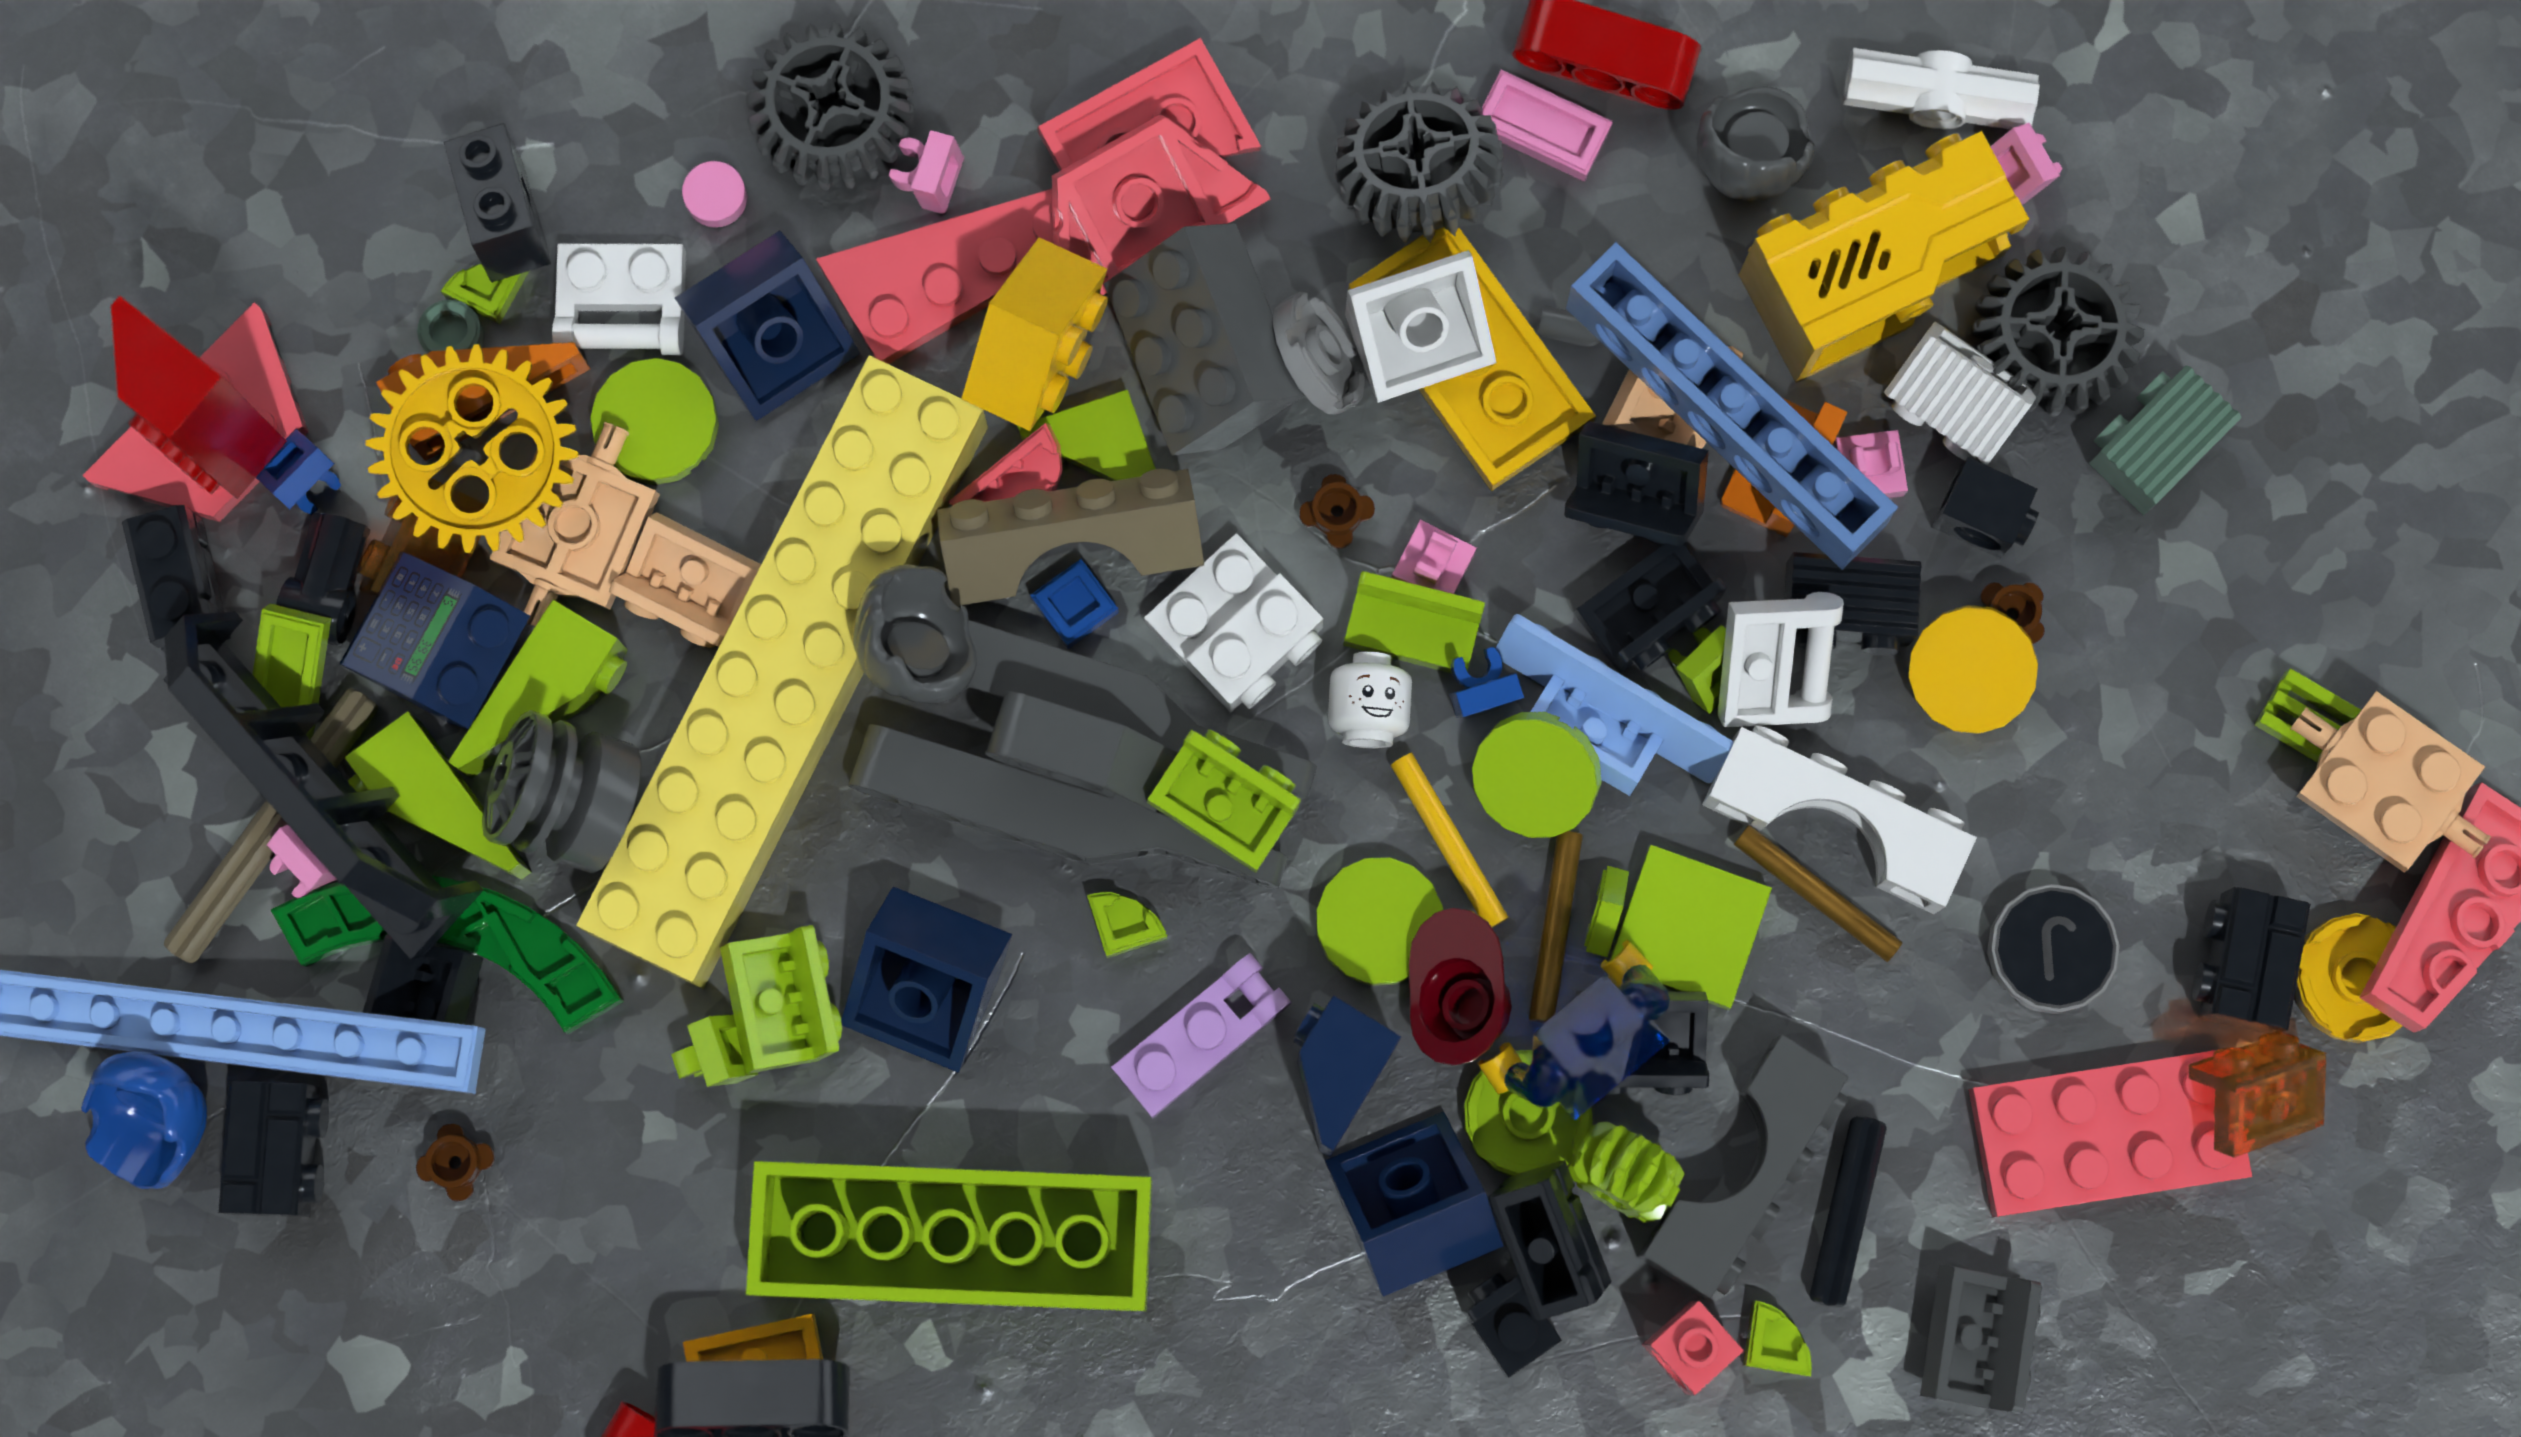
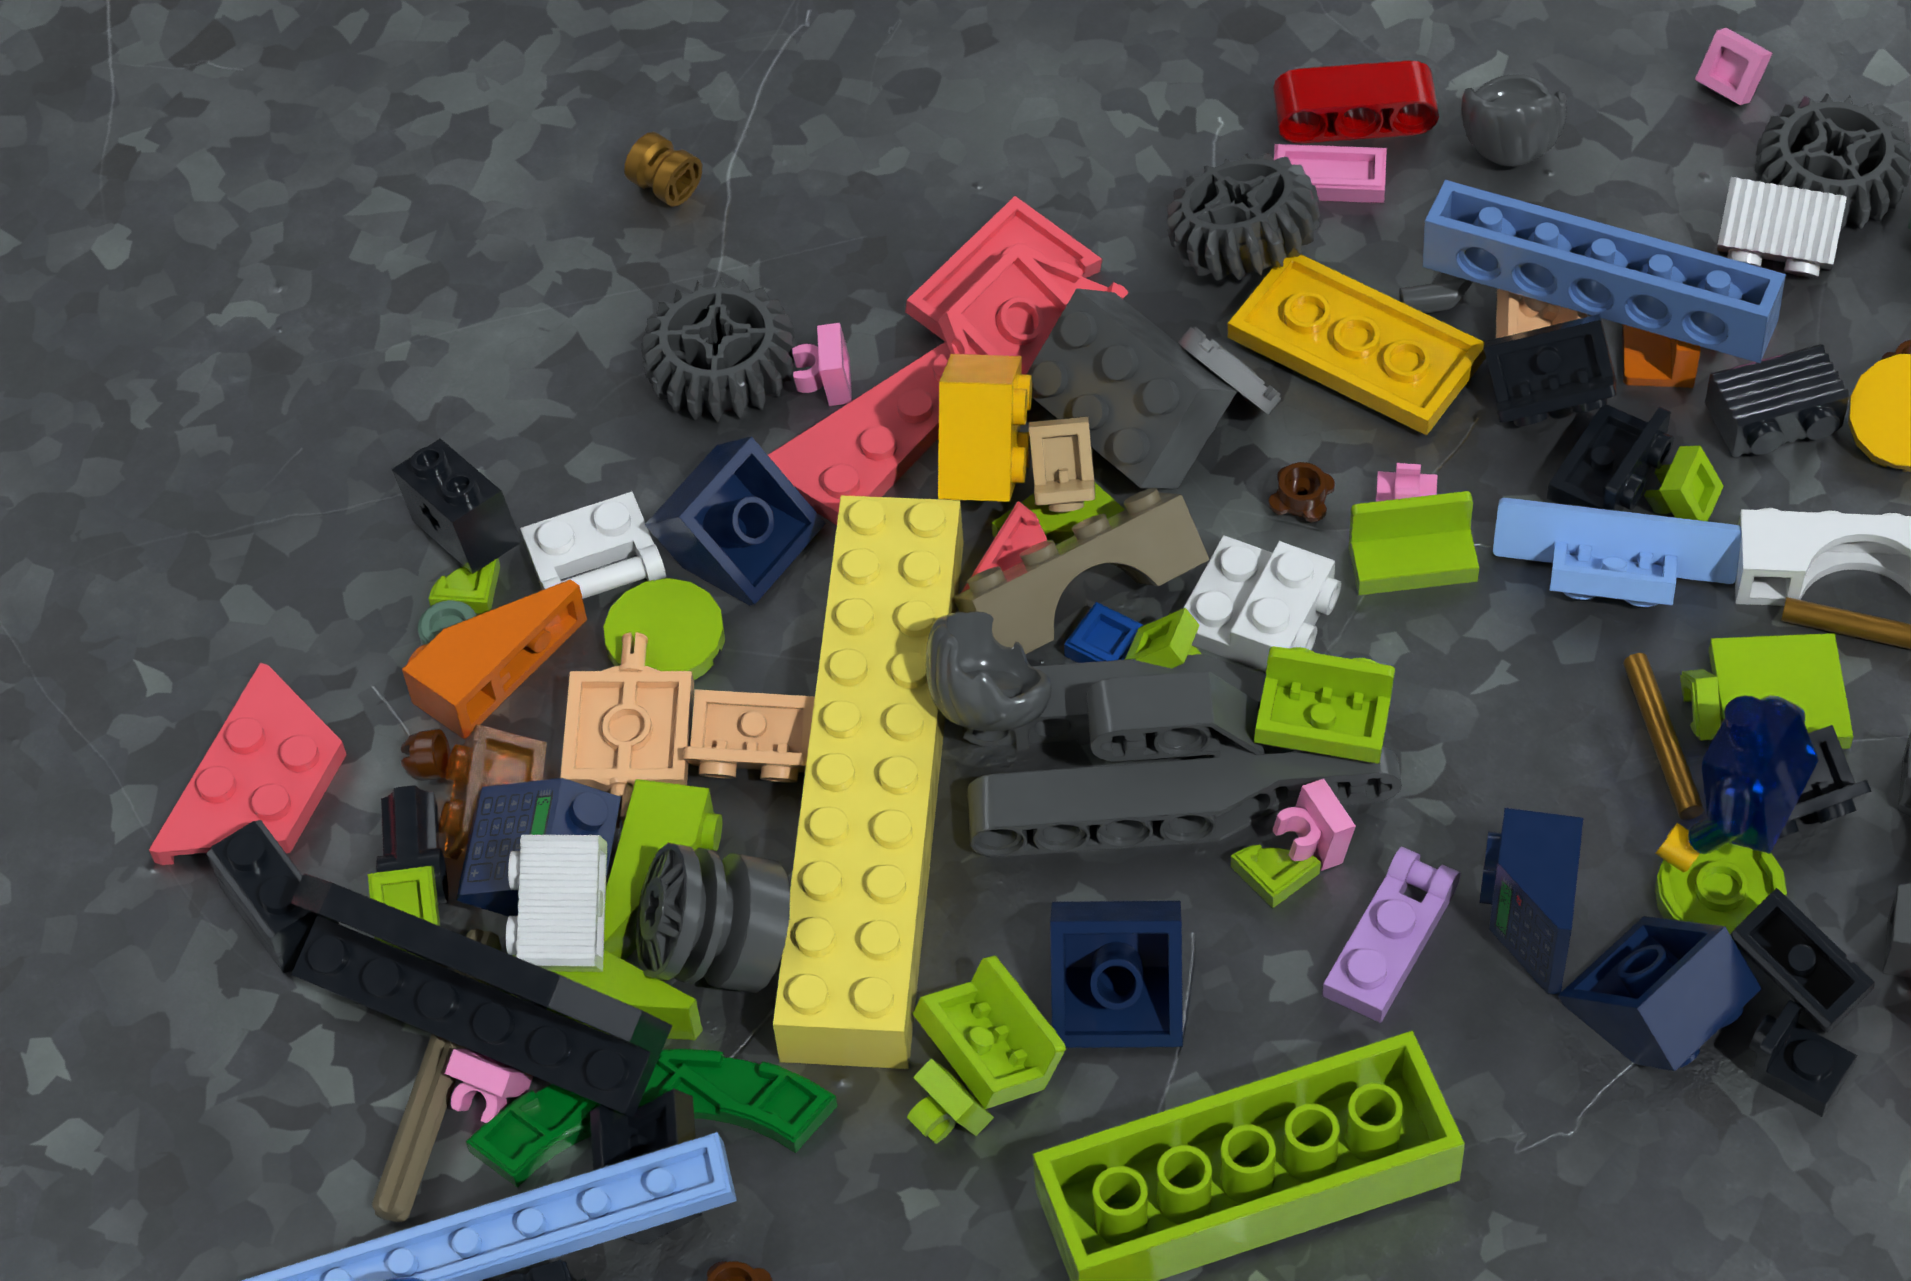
camera: 15 degrees left, 25 degrees down
(188, 406) = (255, 693): red slope -> none
(296, 470) = (349, 772): blue tile -> none
(365, 482) = (428, 755): none -> reddish brown hinge
(415, 733) = (559, 902): none -> white brick
(433, 405) = (465, 655): yellow gear -> none
(714, 194) = (643, 450): bright pink tile -> none
(1103, 403) = (1062, 463): none -> tan bracket
(1118, 645) = (1165, 640): none -> lime tile
(1180, 899) = (1320, 823): none -> bright pink tile
(1369, 701) = (1407, 612): white head -> none
(1372, 918) = (1500, 772): lime tile -> none
(1420, 326) = (1305, 315): white slope -> none
(1449, 840) = (1533, 703): yellow bar -> none
(1457, 987) = (1608, 783): dark red piece -> none
(1485, 691) = (1505, 573): blue tile -> none
(1536, 775) = (1584, 613): lime tile -> none
(1626, 1171) = (1839, 884): lime gear -> none
(1761, 661) = (1730, 455): white plate -> none
(1879, 254) = (1662, 140): yellow piece -> none
(1940, 89) = (1638, 39): white piece -> none
(1987, 509) = (1850, 299): black brick -> none

